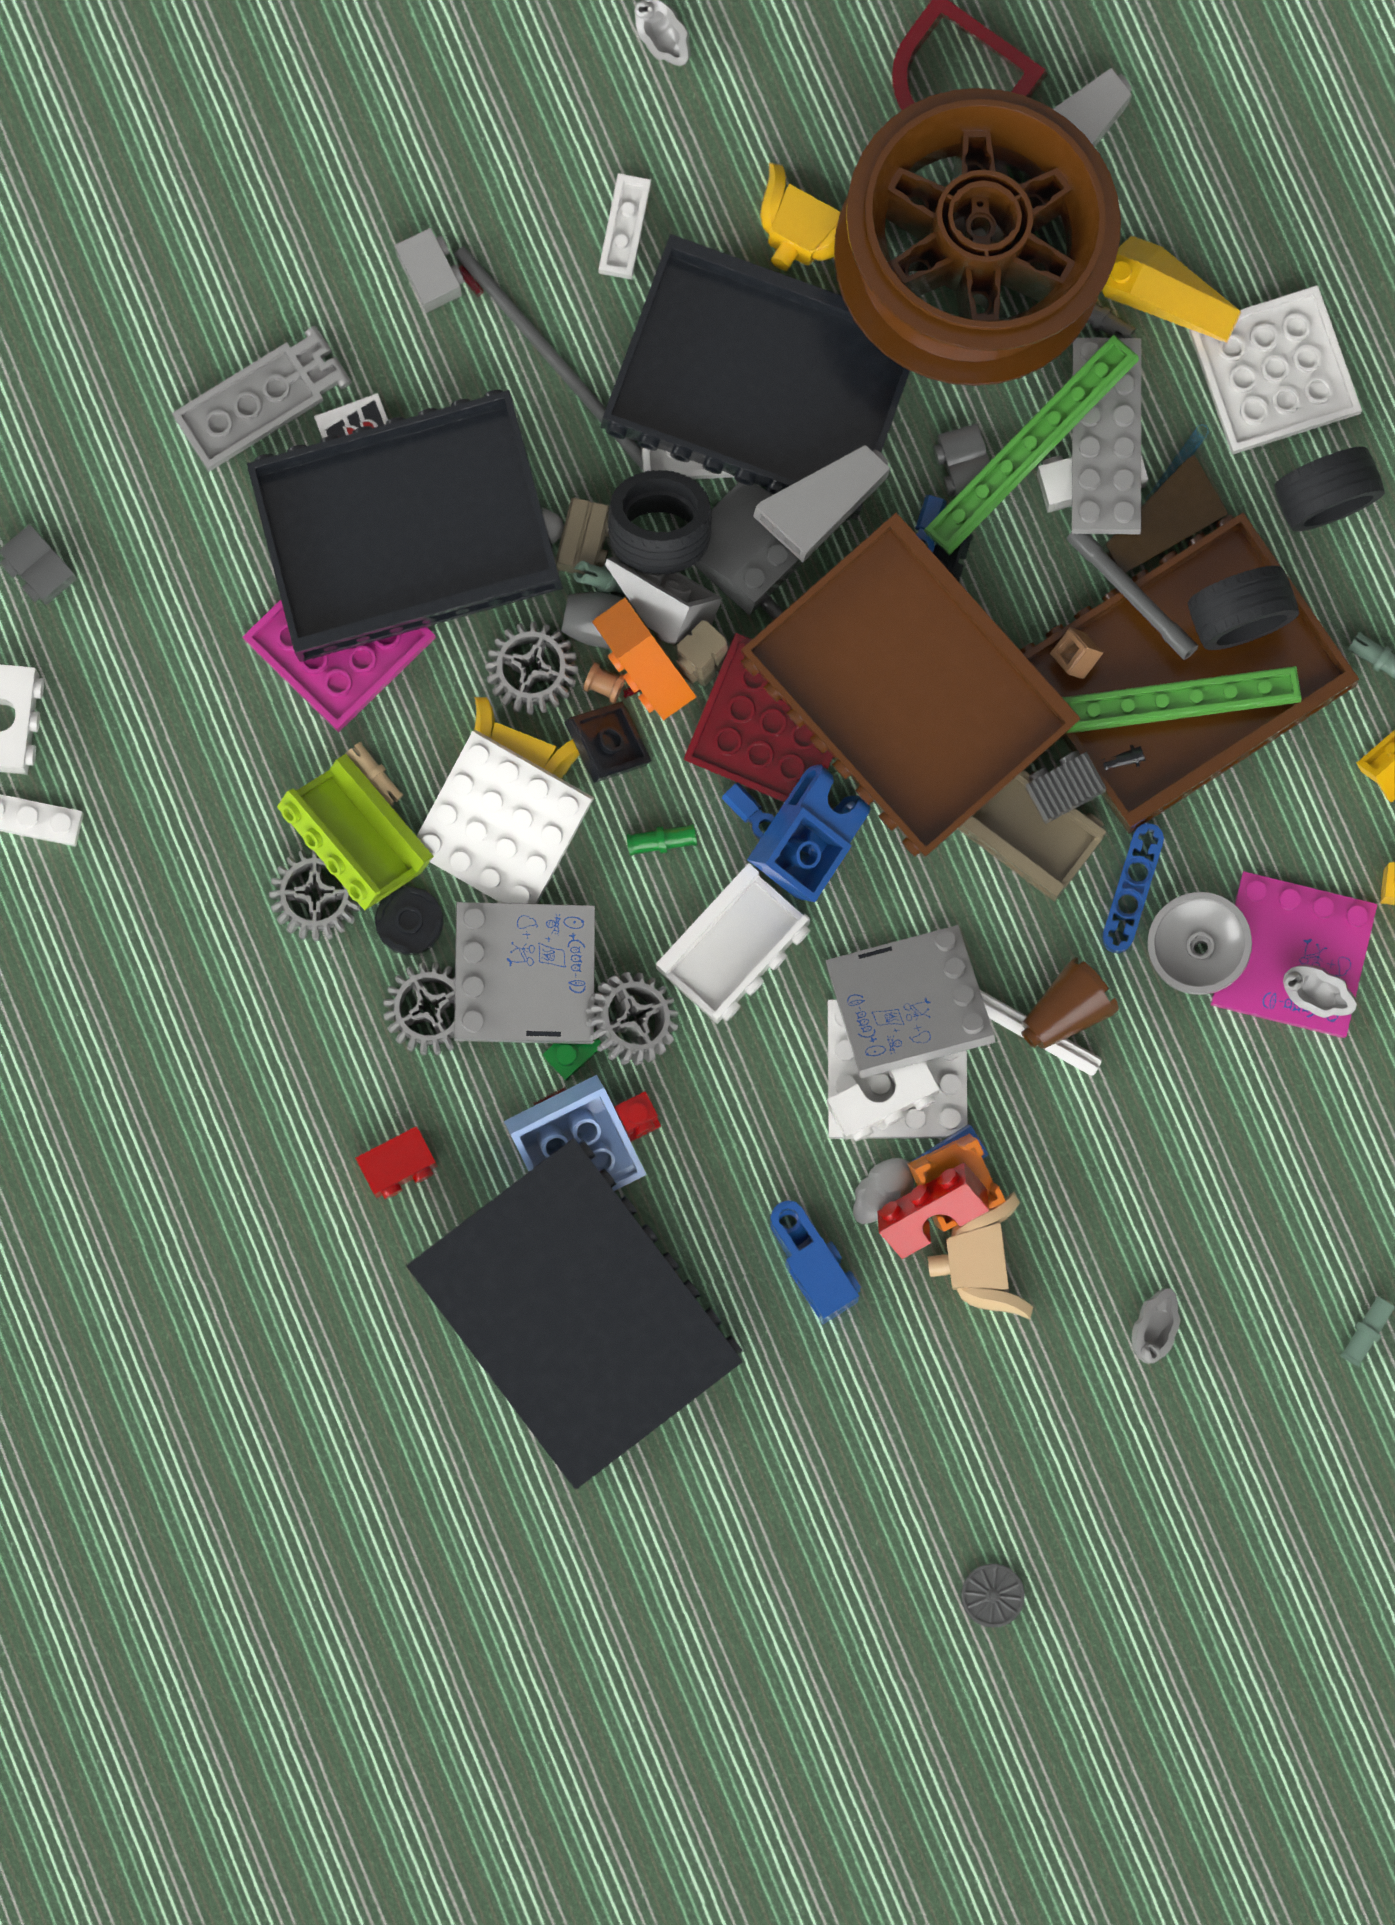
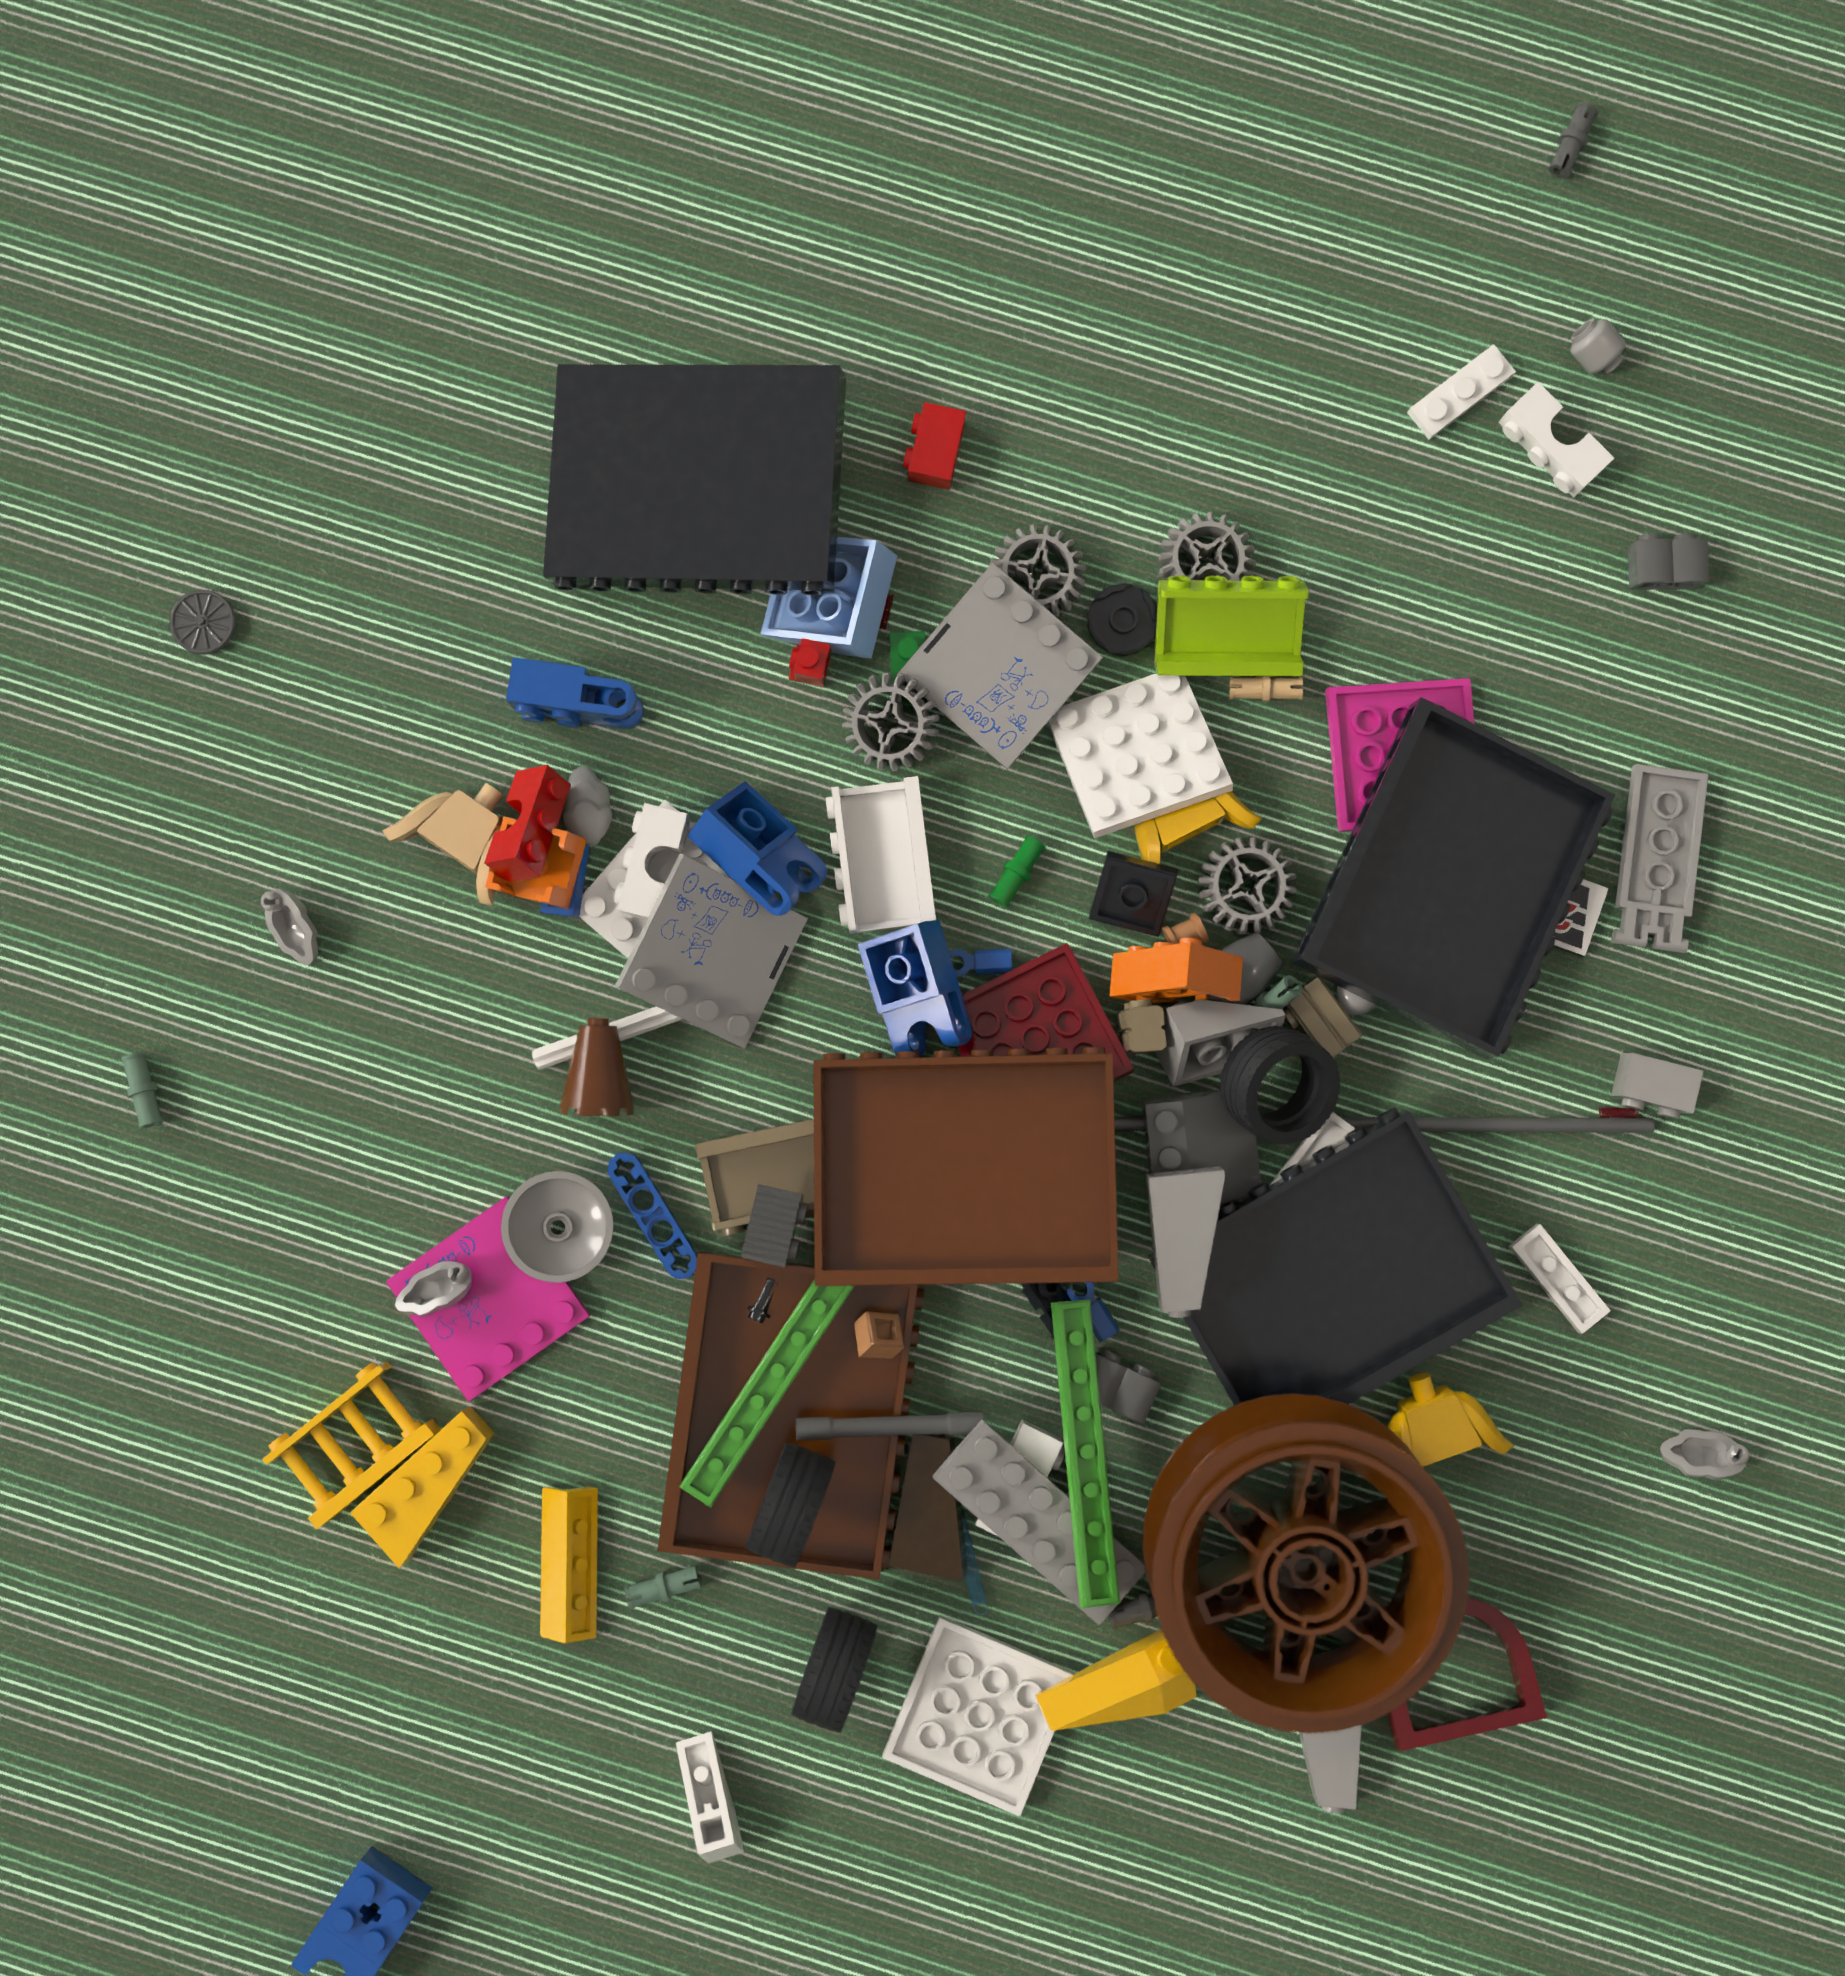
camera: 130 degrees right, 5 degrees up
(808, 1031) = (758, 849): none -> blue brick

